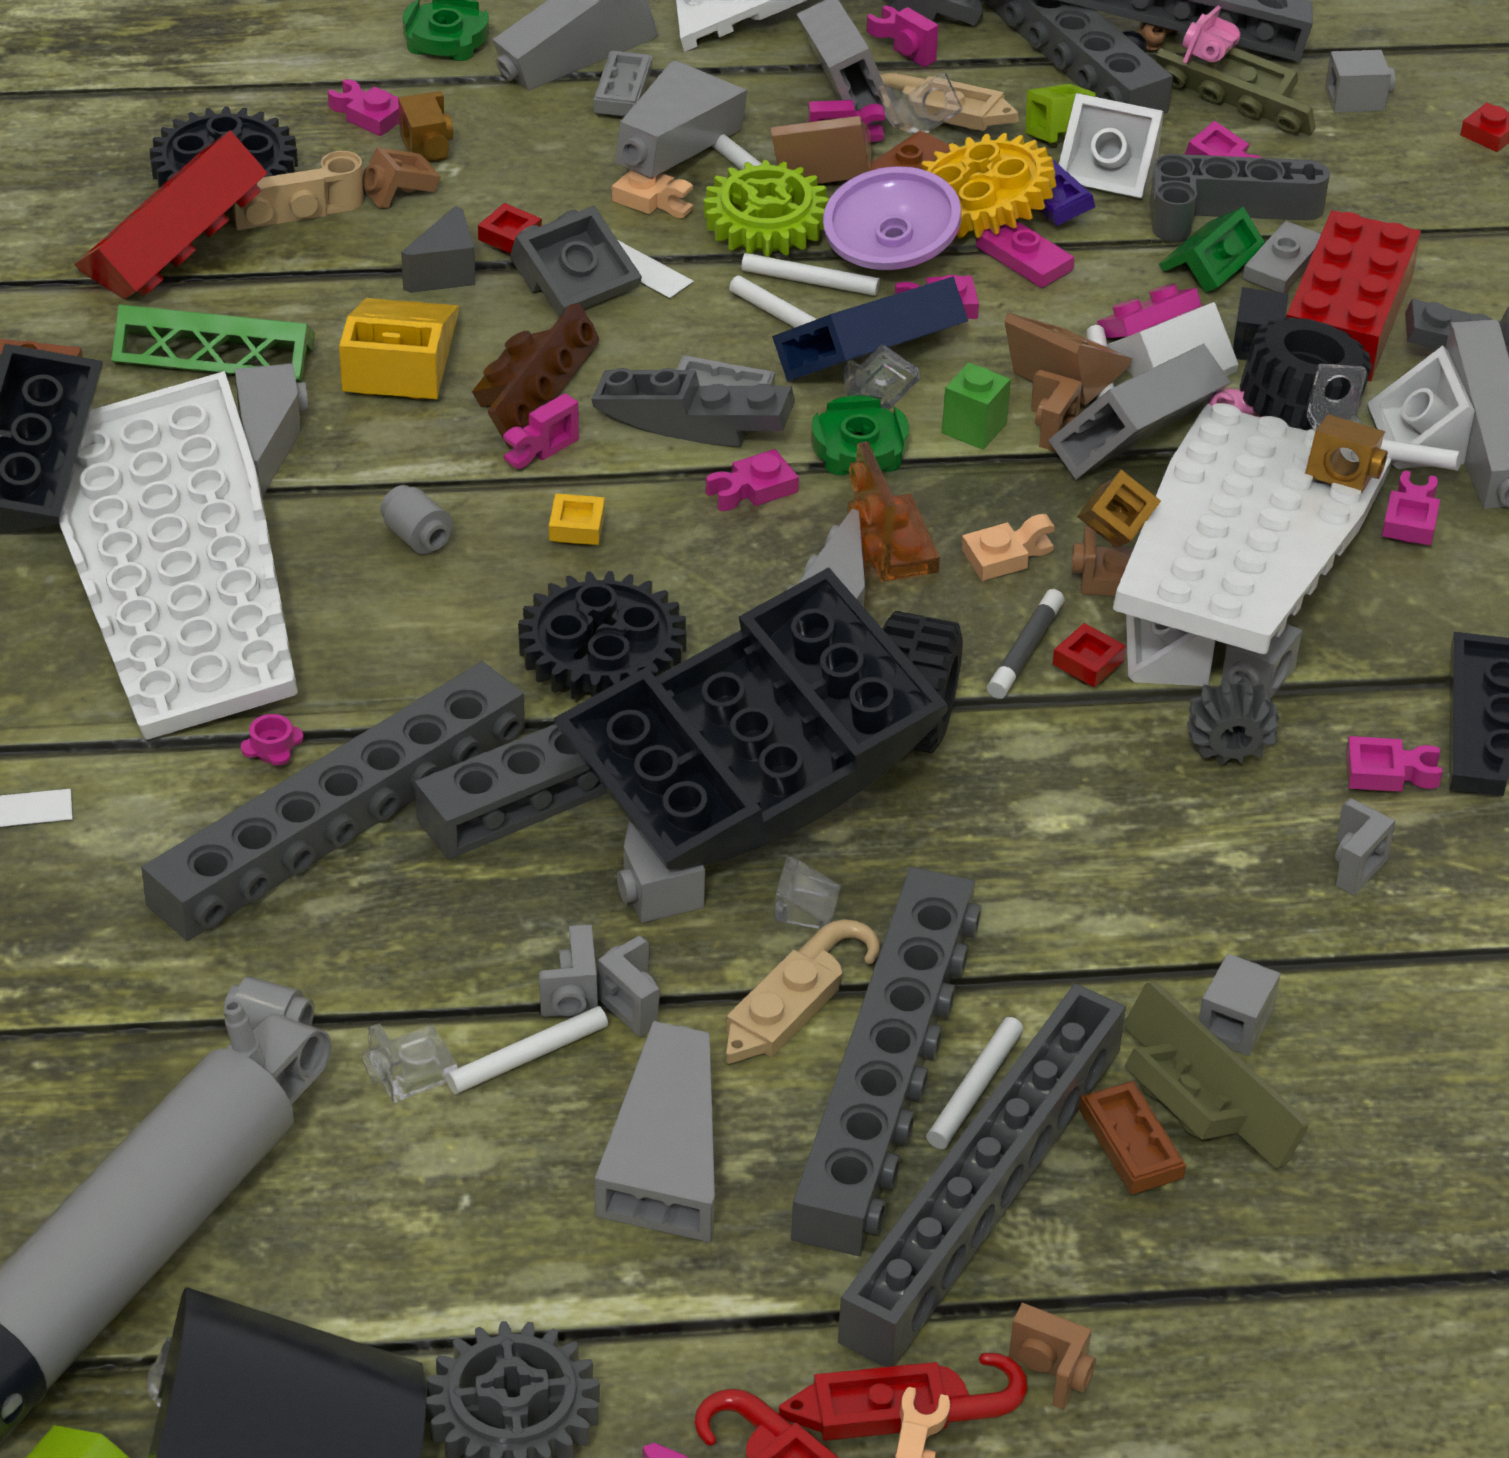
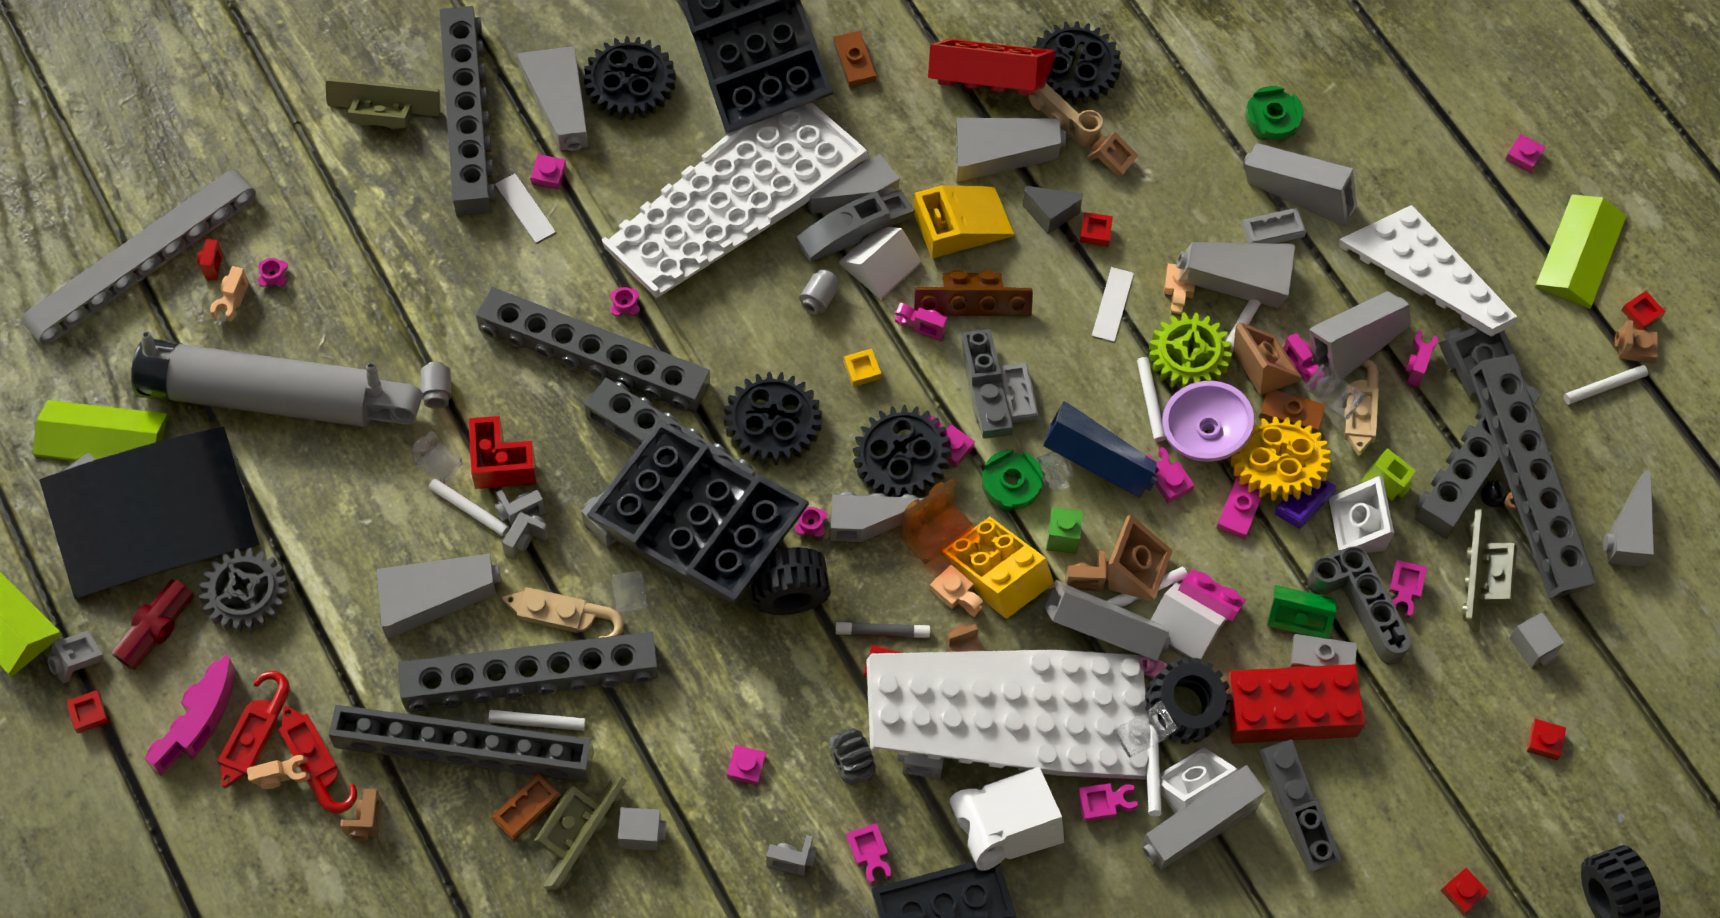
camera: 65 degrees right, 20 degrees up
(206, 328) = (920, 122): bright green fence -> none
(302, 264) = (1004, 144): none -> light grey slope
(330, 444) = (852, 221): none -> dark grey slope
(370, 110) = (1174, 111): dark pink plate -> none
(399, 444) = (882, 260): none -> white slope
(425, 125) = (1163, 146): pearl gold brick -> none
(469, 971) = (498, 462): none -> red brick
(574, 260) = (1079, 274): dark grey plate -> none
(720, 535) = (920, 469): none -> black gear
(769, 302) = (1110, 393): white bar -> none
(993, 482) = (1000, 566): none -> yellow slope
(1119, 509) = (980, 634): pearl gold brick -> none
(1178, 858) = (746, 765): none -> dark pink plate
(1210, 37) = (1492, 533): bright pink hinge -> none
(1255, 310) = (1235, 656): black brick -> none
(1328, 463) = (1101, 743): pearl gold brick -> none
(1407, 589) = (1008, 818): none -> white piece

